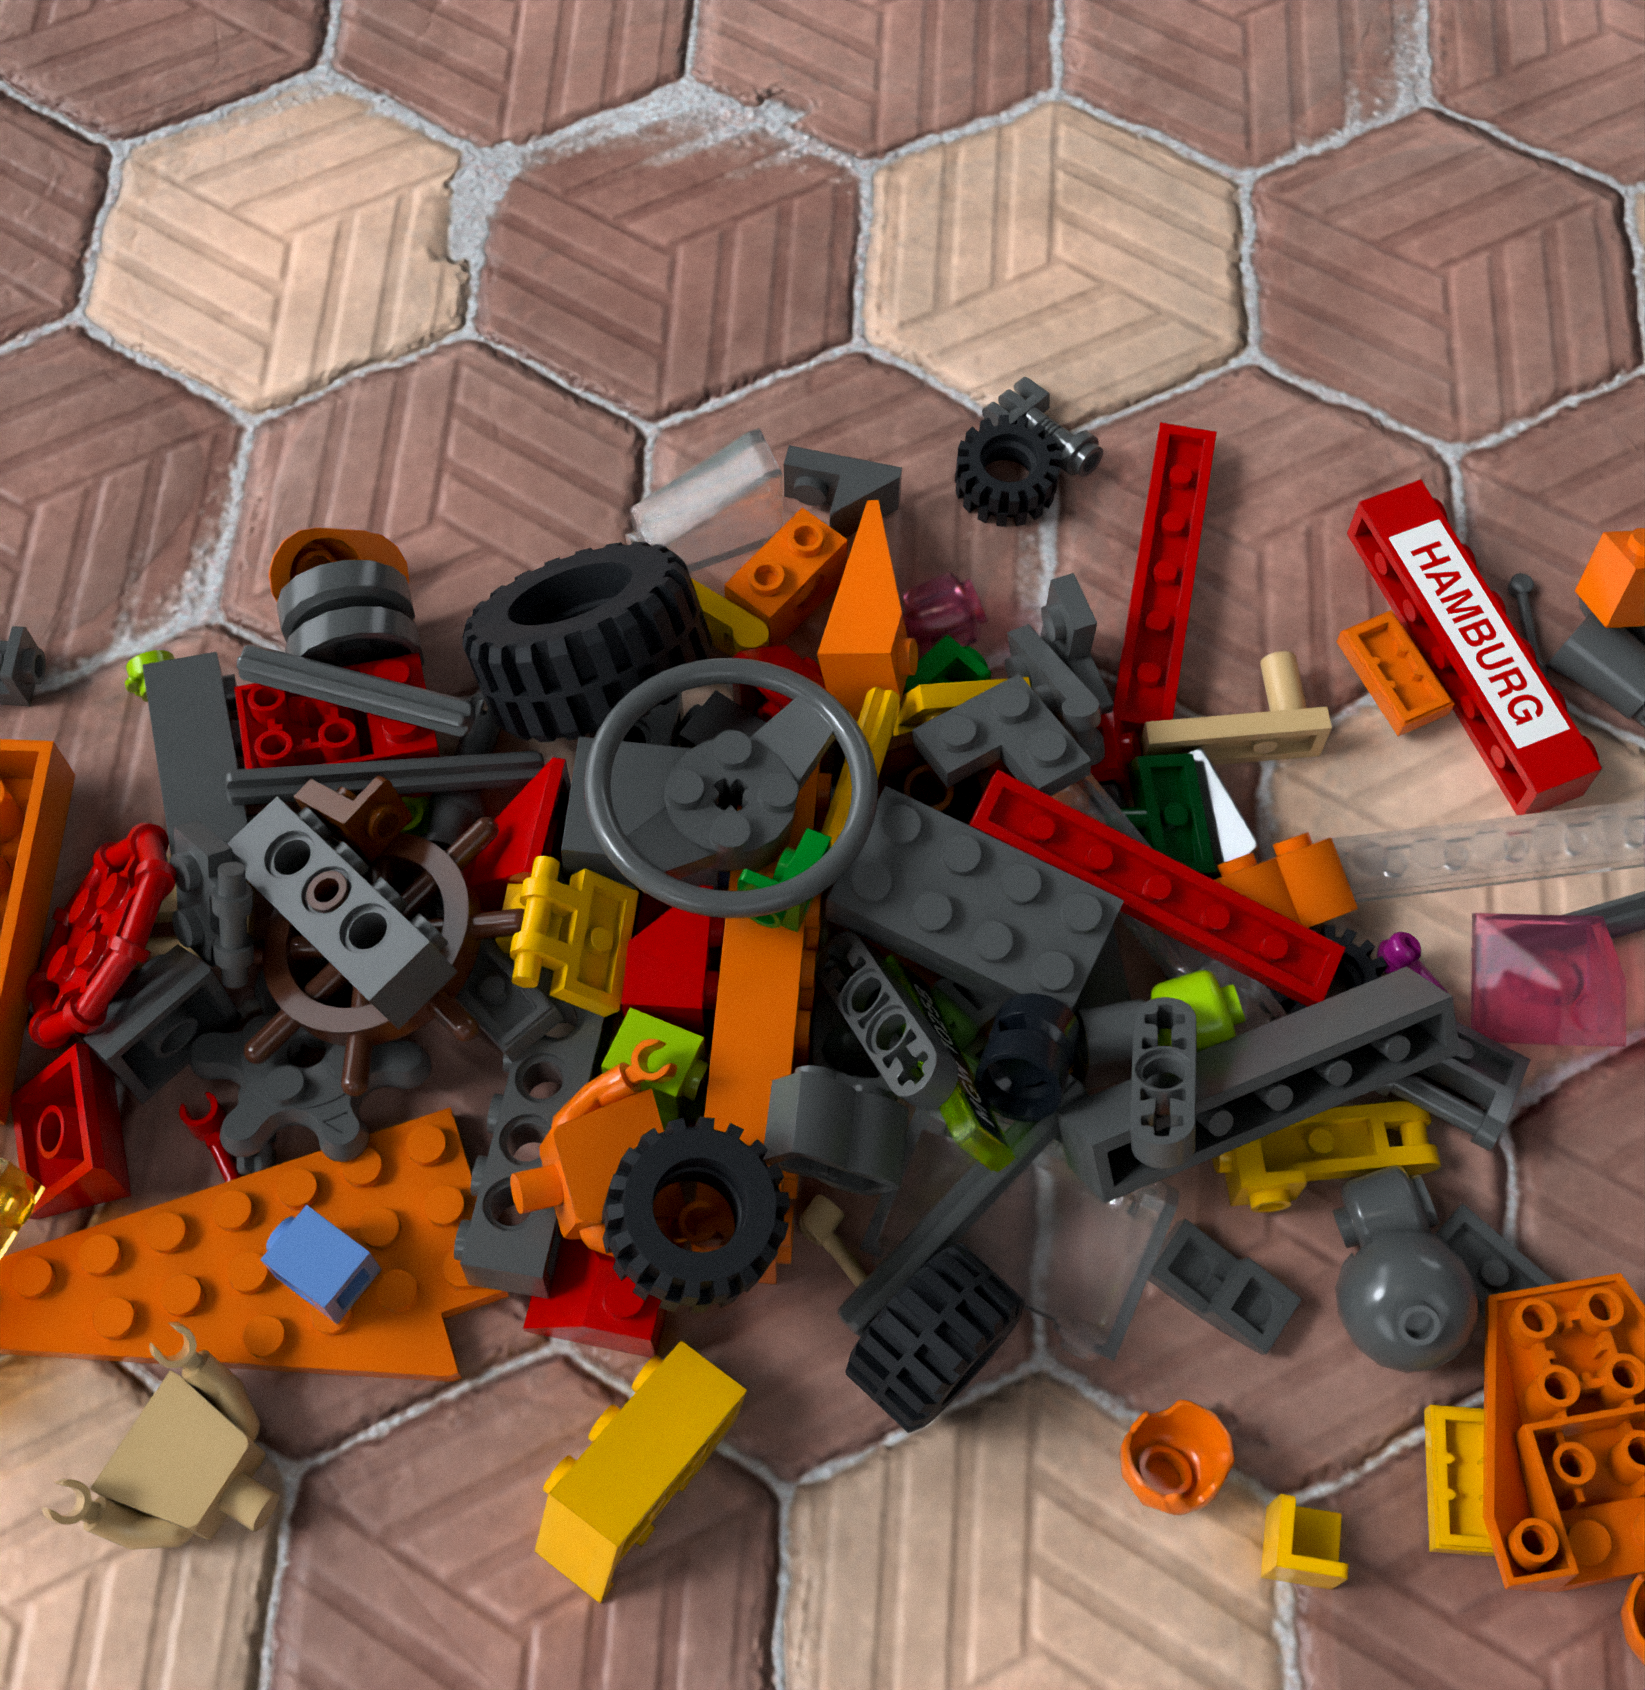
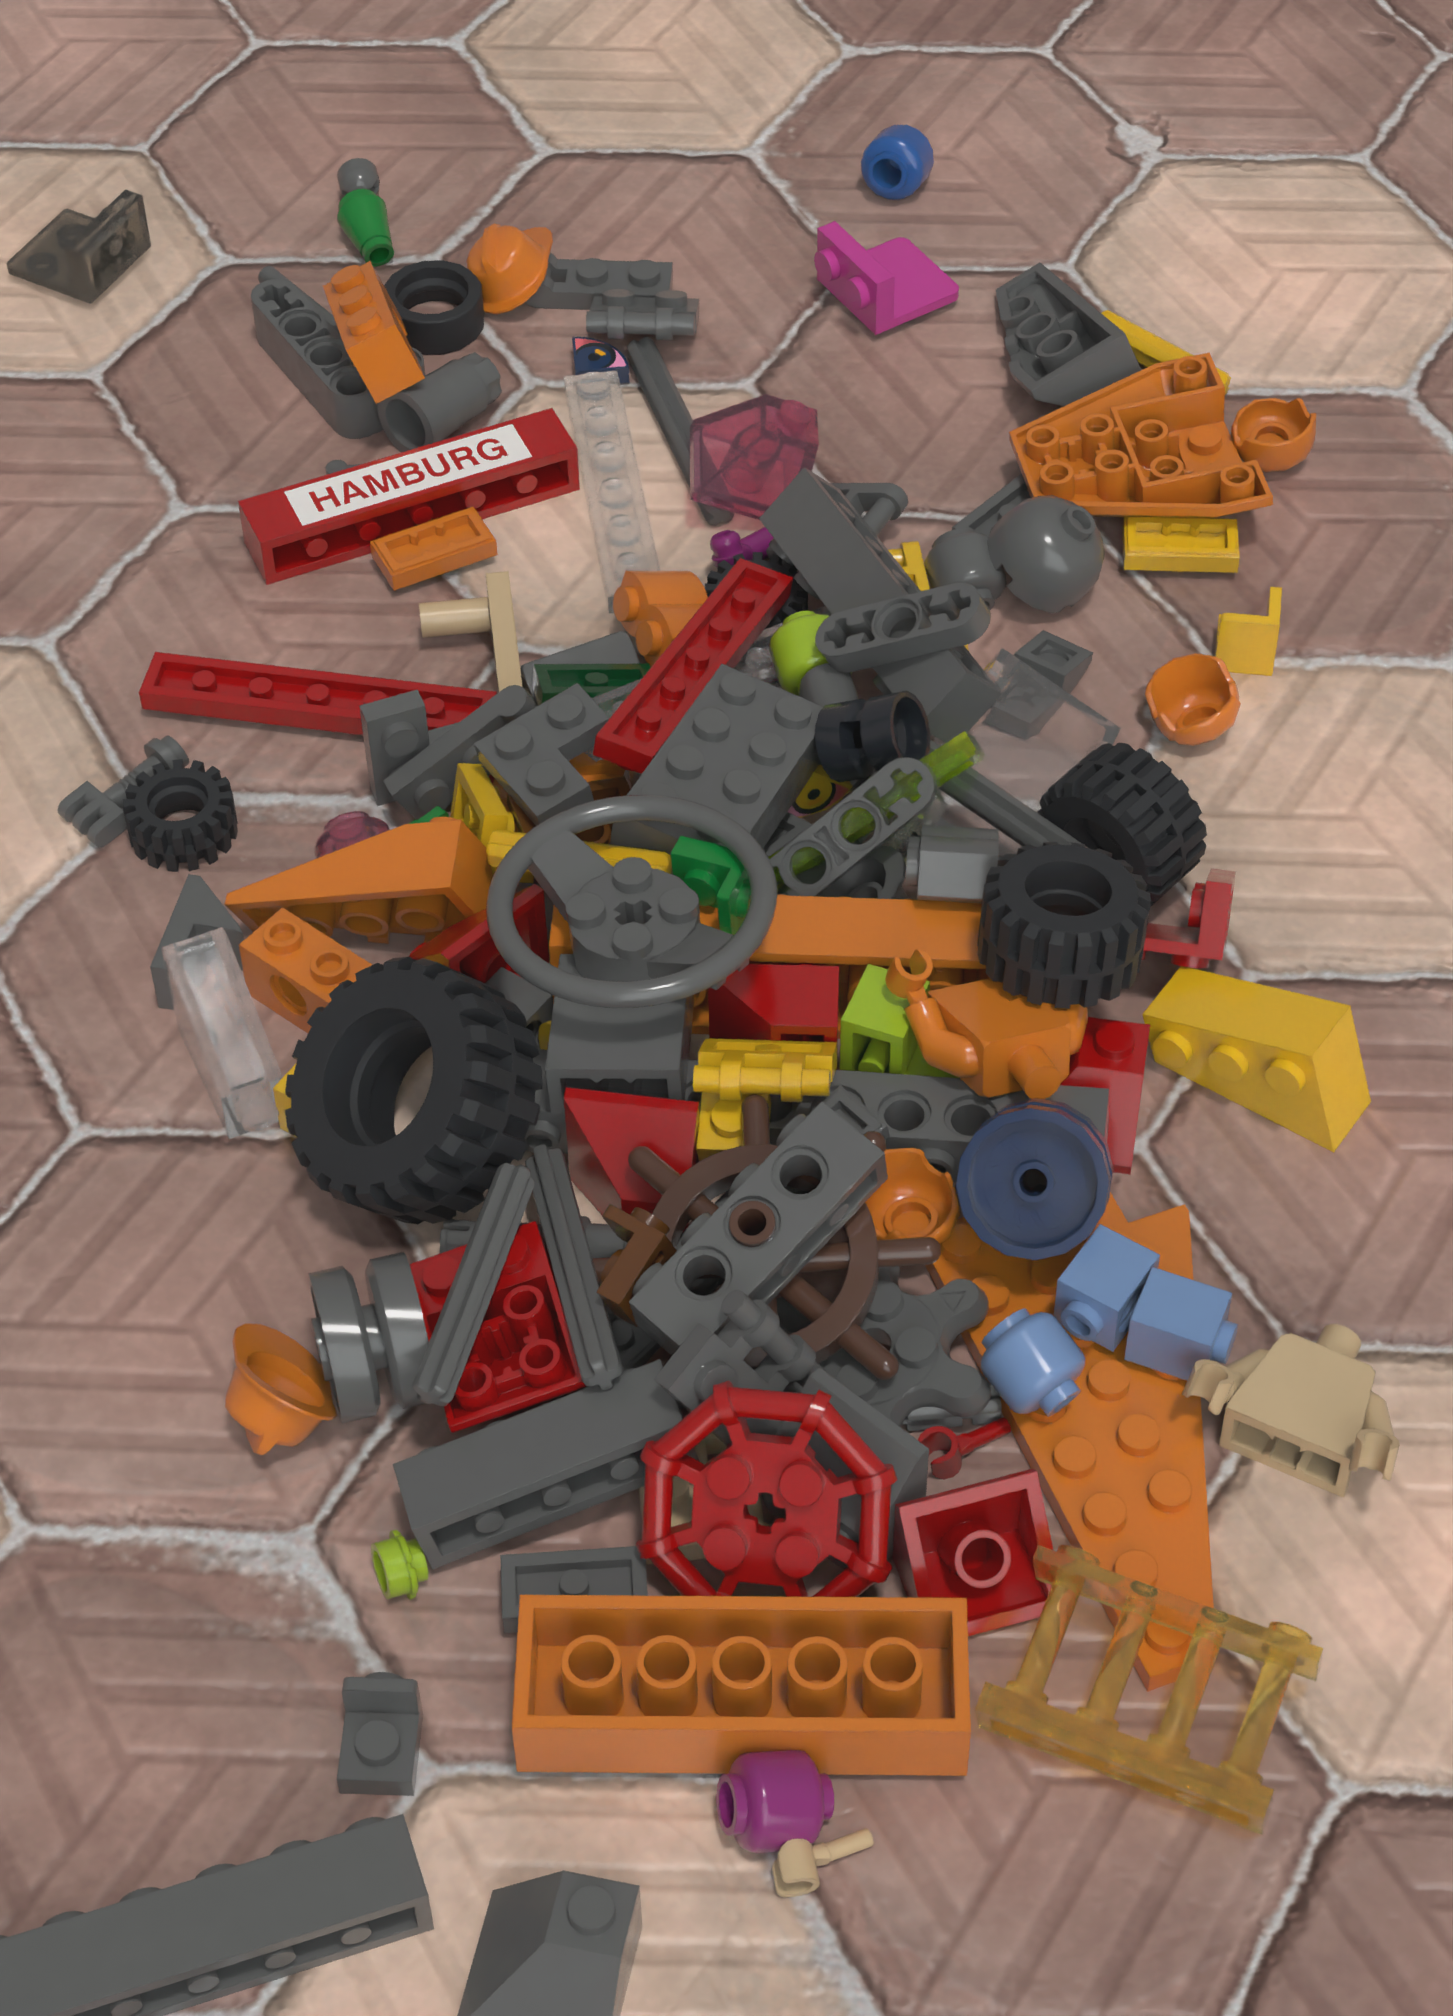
camera: 90 degrees left, 15 degrees down
(104, 800) = (569, 1573): none -> dark grey plate
(240, 1185) = (1032, 1362): none -> medium blue head
(264, 1333) = (1179, 1324): none -> medium blue brick
(417, 1187) = (1043, 1219): none -> dark blue wheel
(446, 1083) = (914, 1199): none -> orange hair
(798, 1388) = (1208, 911): none -> red bracket

